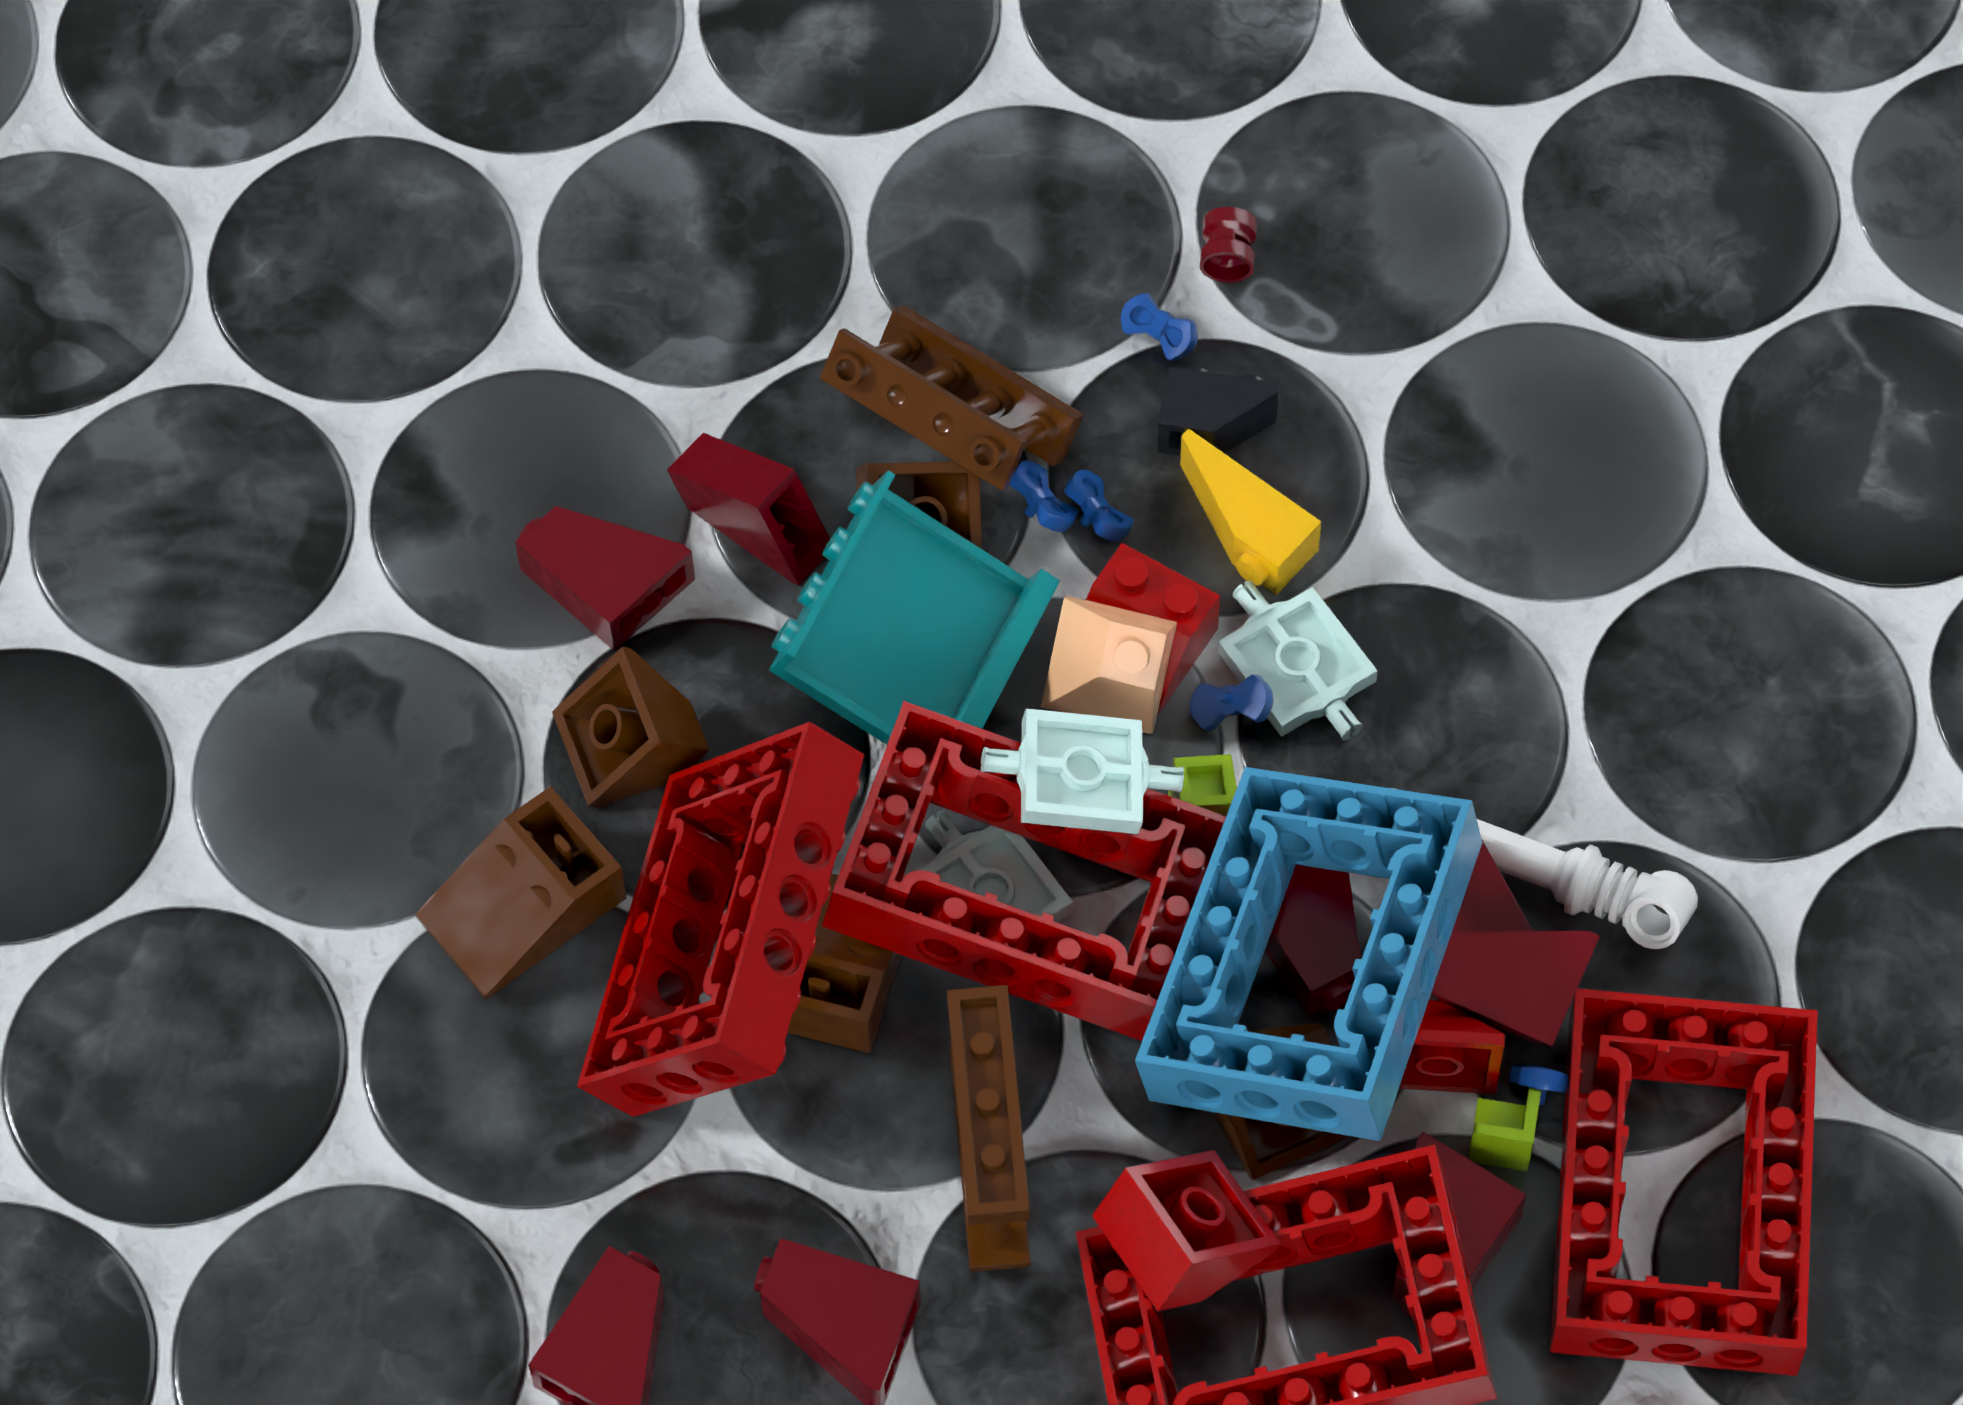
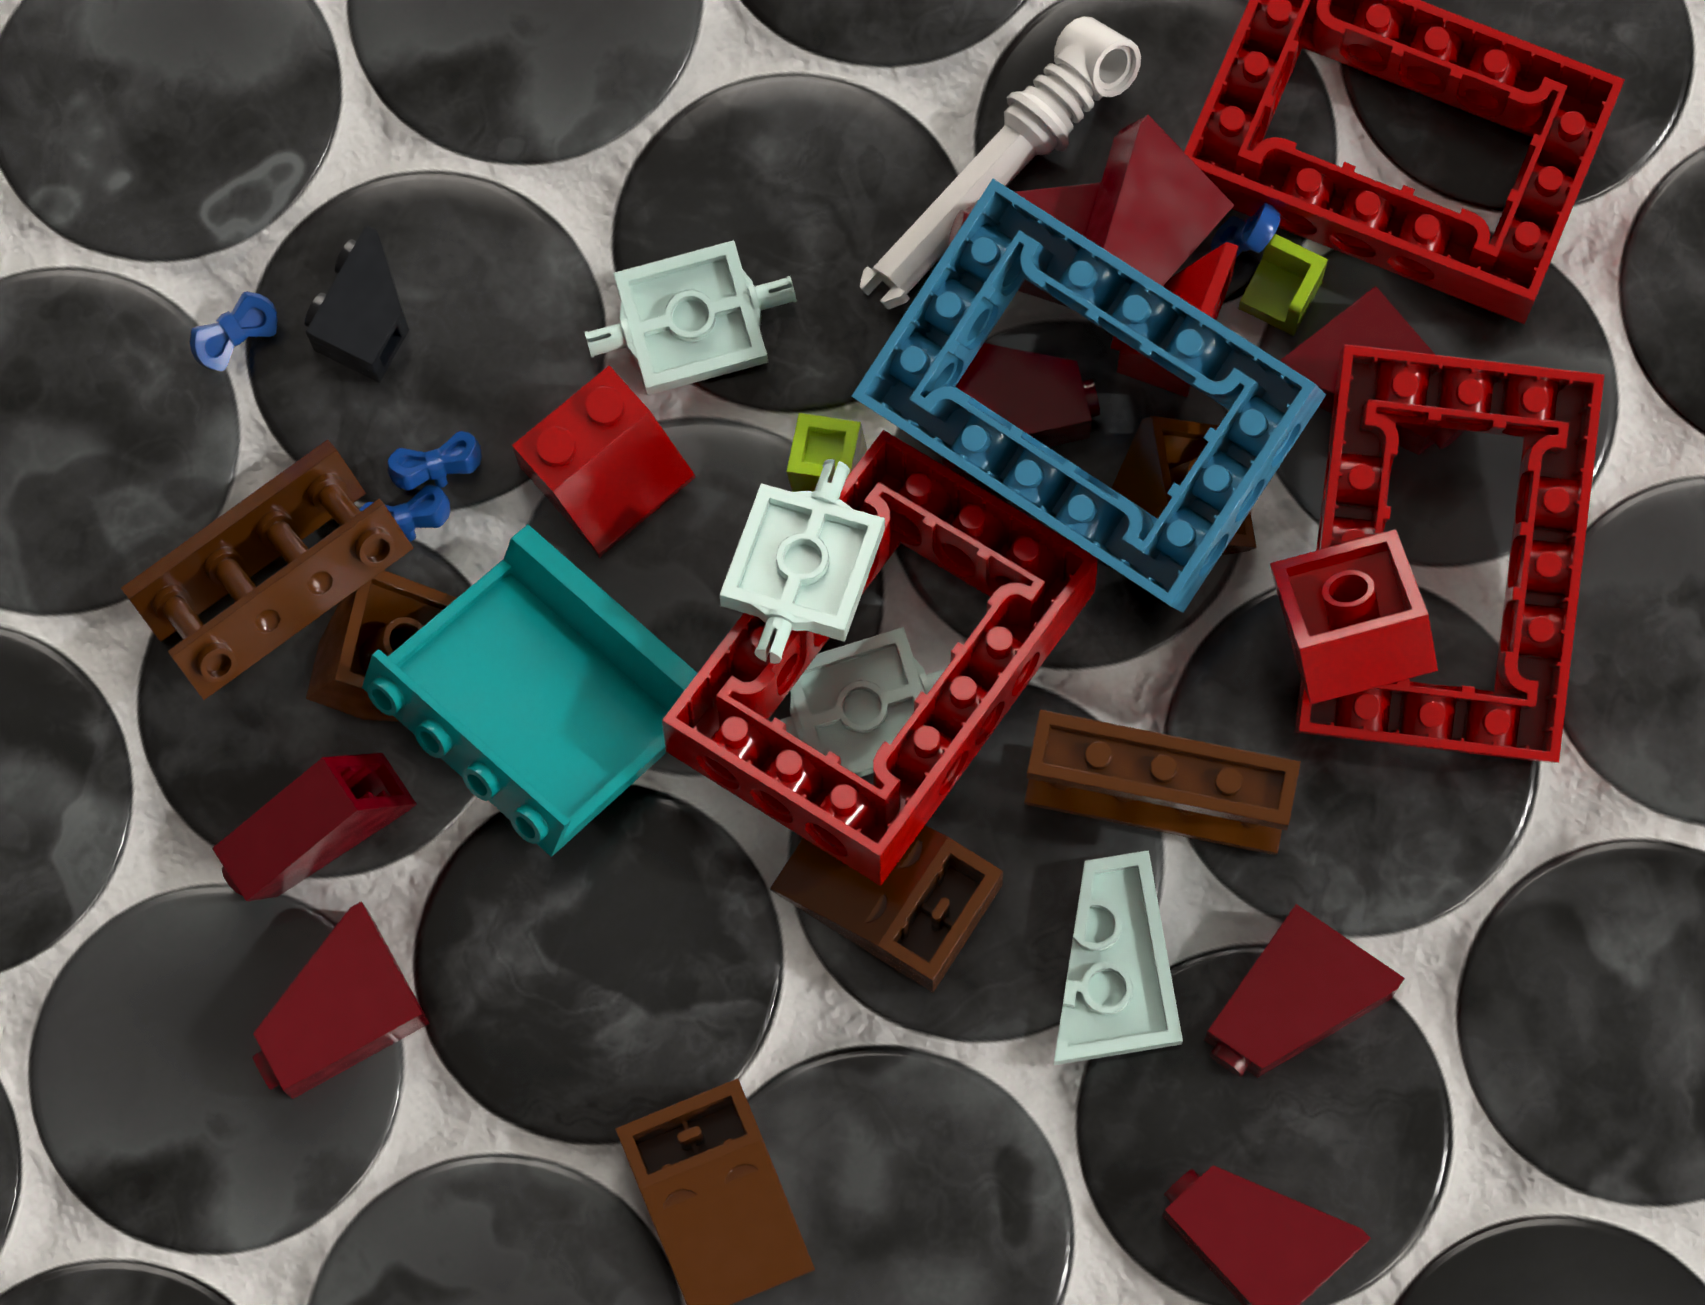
camera: 70 degrees left, 15 degrees up
(627, 730) = (548, 1033): reddish brown slope -> none
(790, 810) = (815, 1050): red brick -> none
(825, 1165) = (1118, 967): none -> light aqua wing
(1108, 662) = (643, 501): light nougat slope -> none
(1213, 704) = (712, 417): blue piece -> none
(1229, 235) = (158, 226): dark red wheel -> none
(1257, 525) = (507, 311): yellow slope -> none

